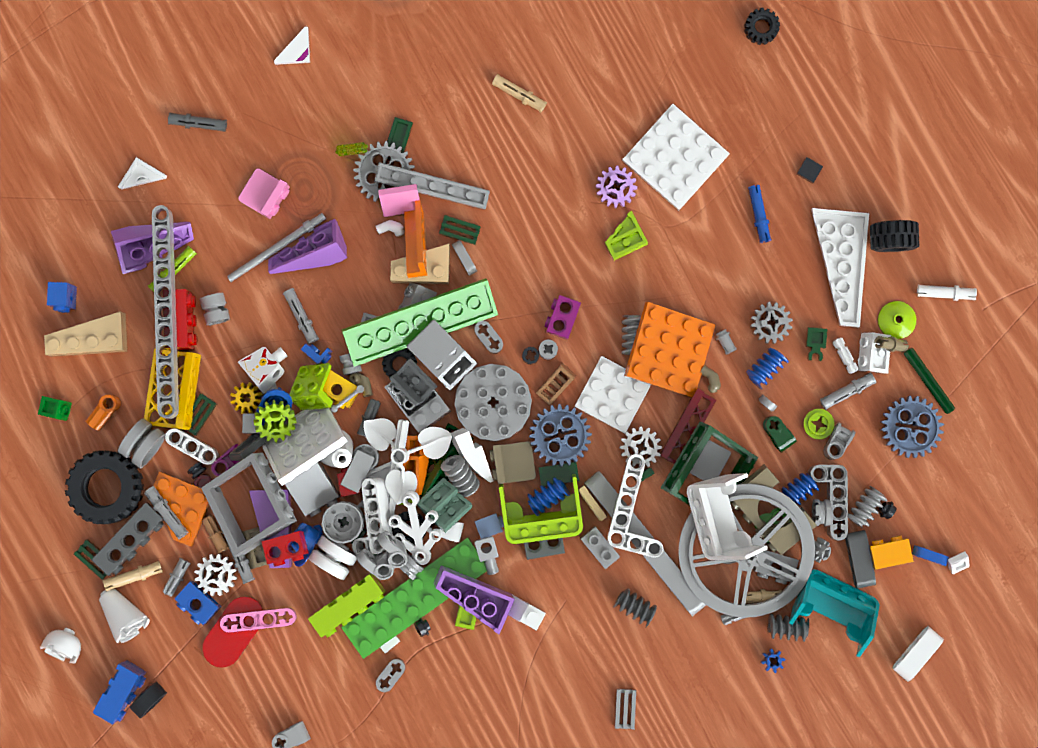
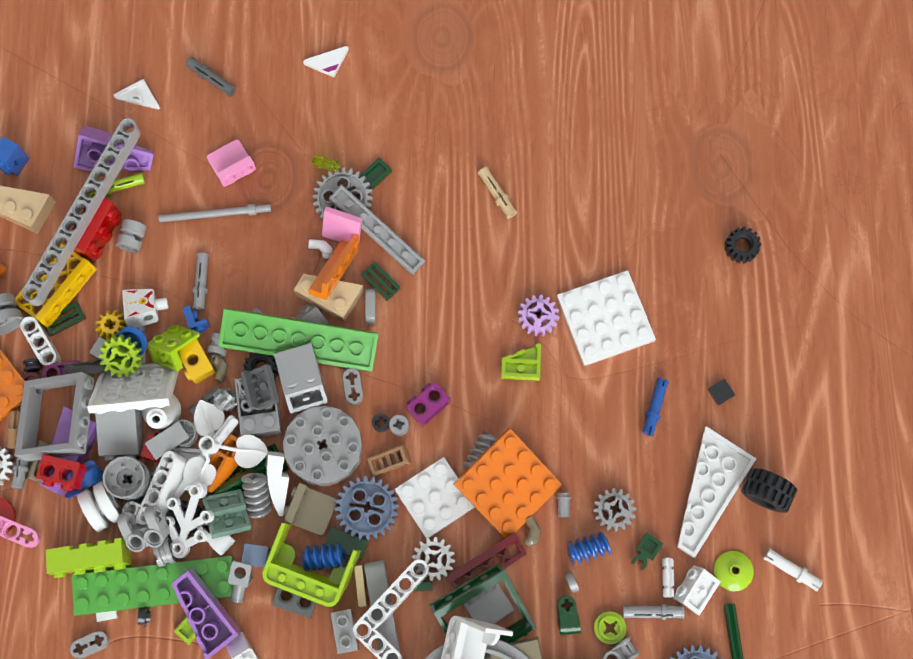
camera: 30 degrees right, 10 degrees down
(319, 249) = (250, 234): medium lavender wedge -> none
(359, 389) = (212, 369): light grey hinge -> none
(385, 408) = (224, 399): none -> light grey gear
(891, 344) = (716, 589): dark tan pin -> none

